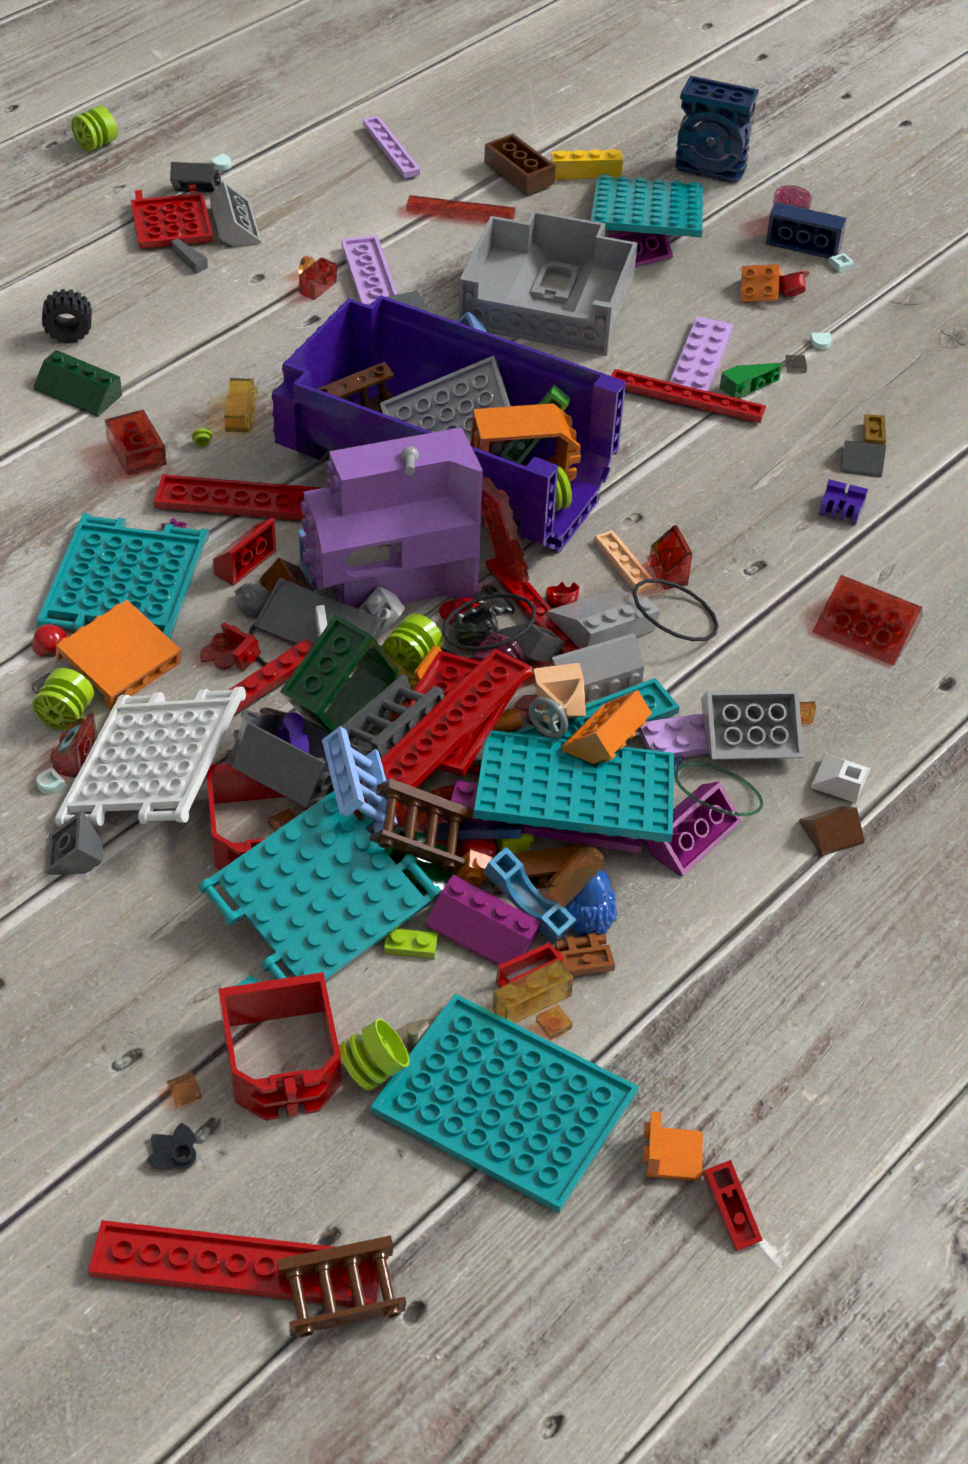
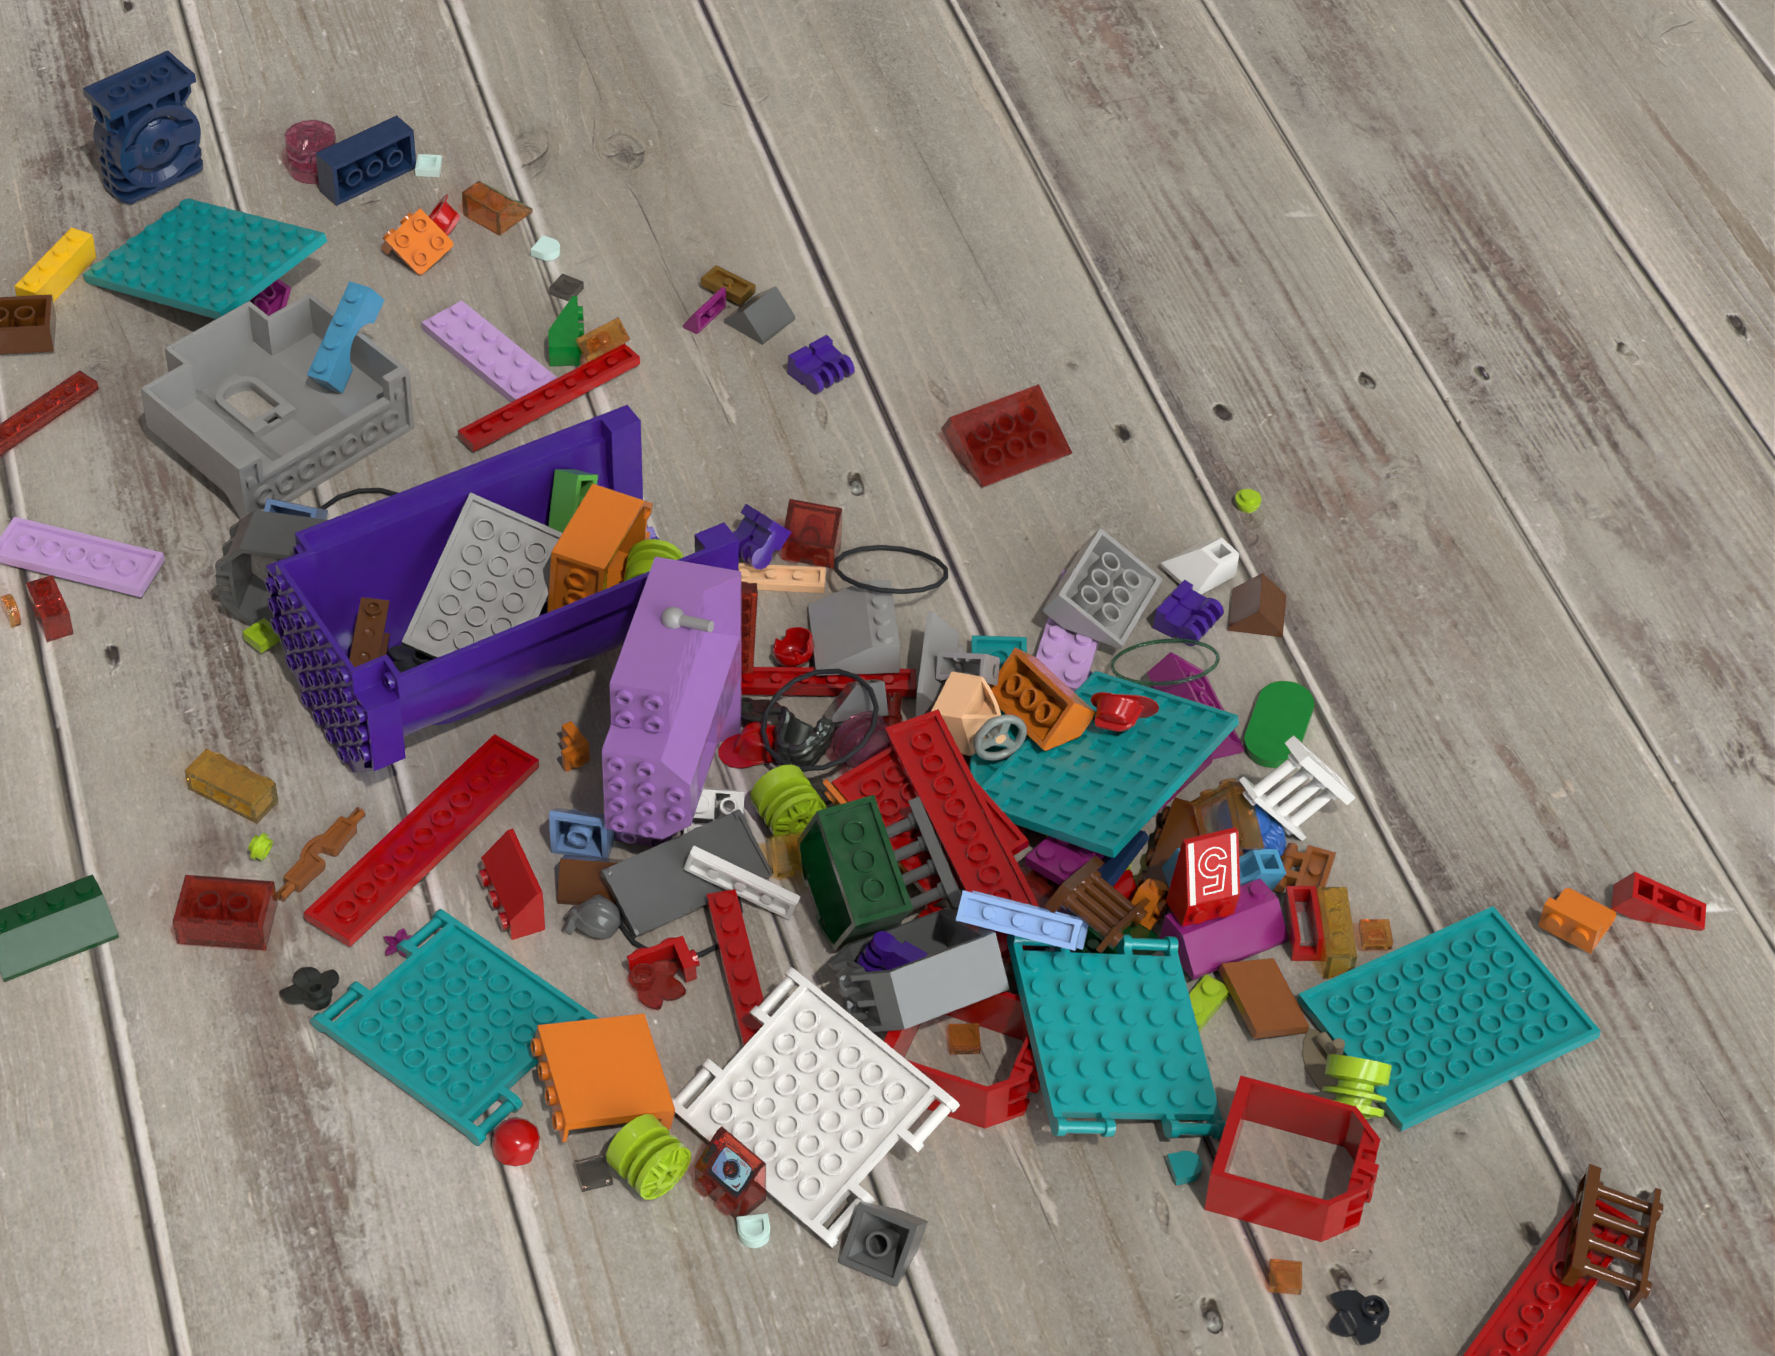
camera: 60 degrees left, 0 degrees up
(114, 503) = (311, 987): none -> pearl dark grey plate
(230, 465) = (312, 865): none -> dark orange piece
(438, 975) = (1263, 998): none -> dark orange tile
(480, 869) = (1206, 878): none -> red slope
(602, 677) = (971, 663): none -> light grey torso
(616, 767) = (1120, 711): none -> red piece
(635, 261) = (332, 361): none -> dark azure arch
(642, 532) = (759, 537): none -> dark purple legs
(642, 891) = (1311, 767): none -> white fence
(725, 885) = (1279, 714): none -> green tile
(753, 391) = (602, 339): none -> clear orange slope
(794, 783) = (1187, 614): none -> dark purple legs
(833, 301) = (493, 208): none -> clear orange slope
(839, 430) = (707, 312): none -> magenta slope
(942, 779) = (1248, 500): none -> lime plate

